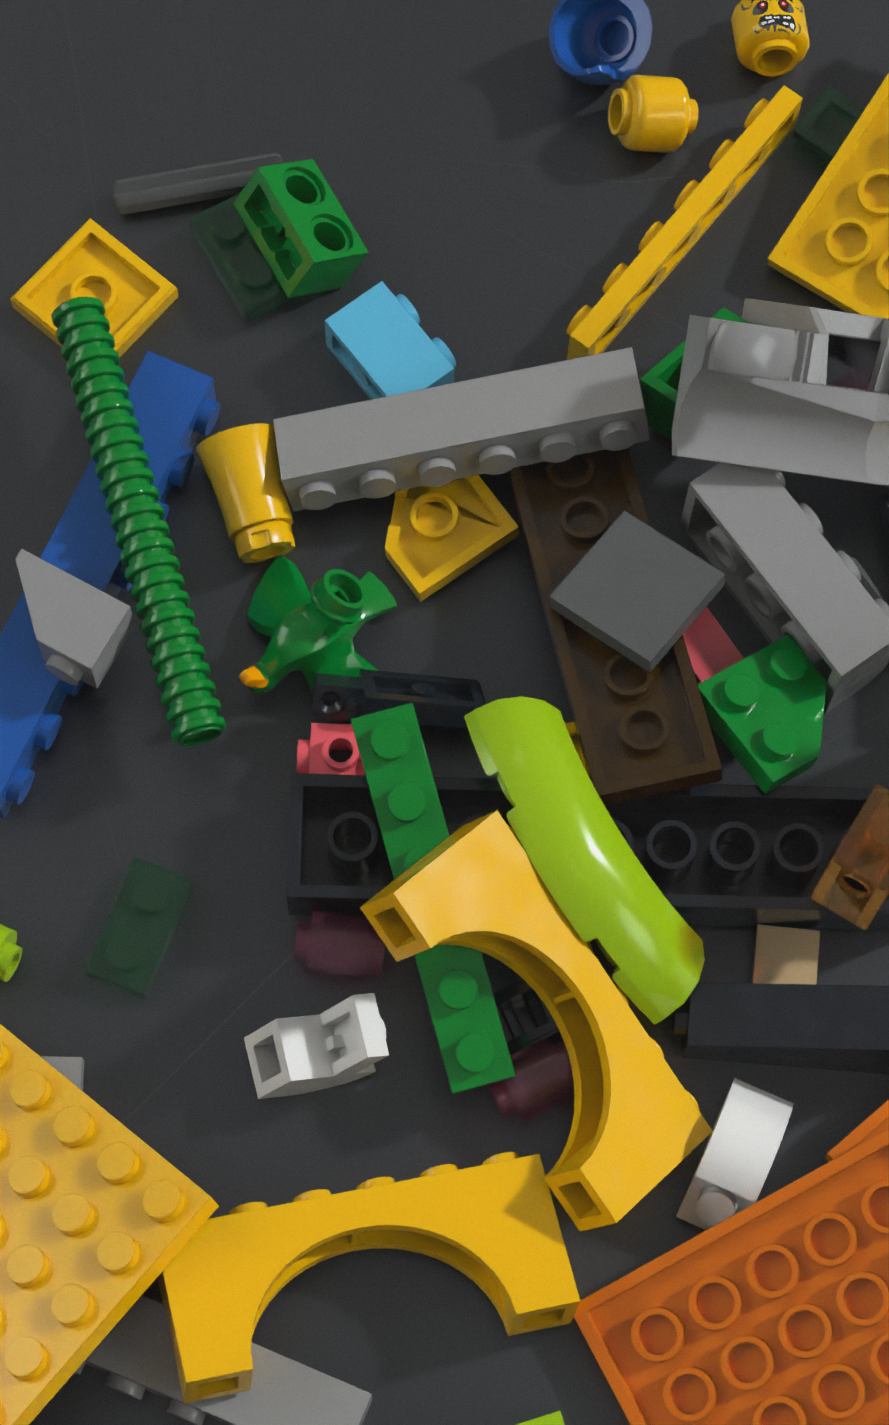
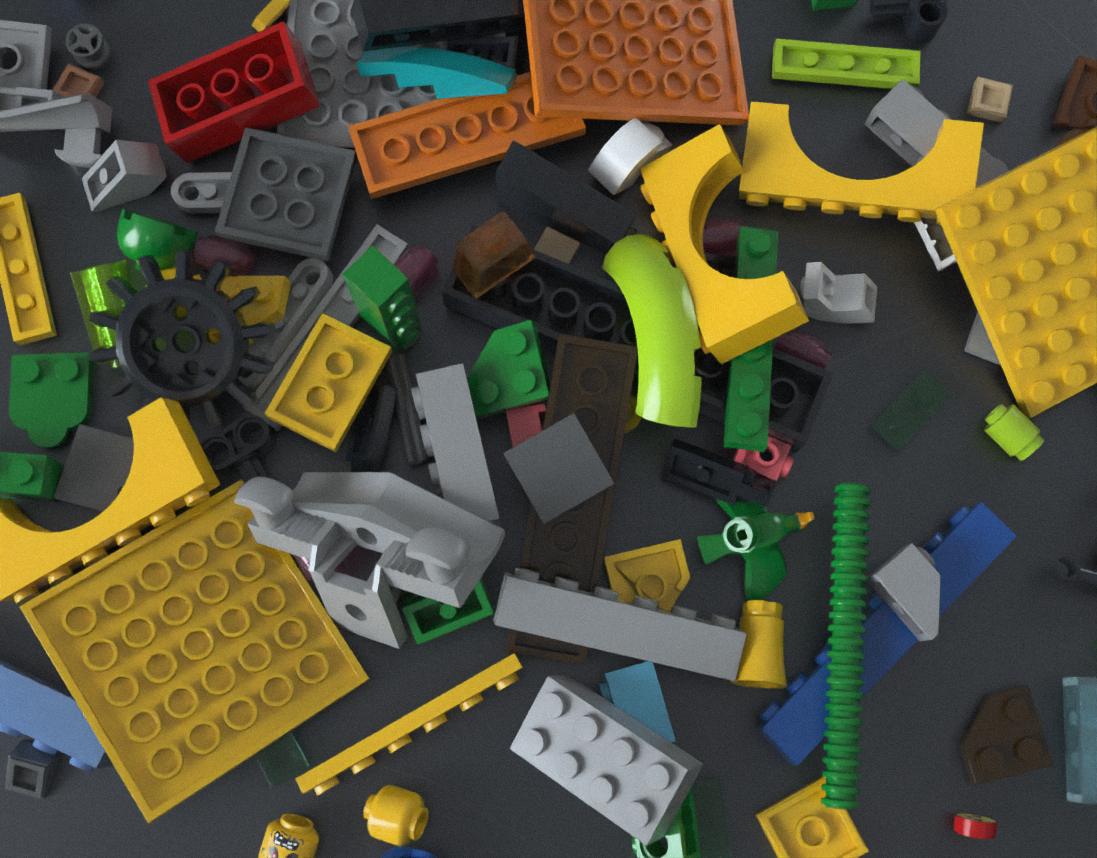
camera: 160 degrees left, 5 degrees up
(413, 256) = (606, 757): none -> light grey brick

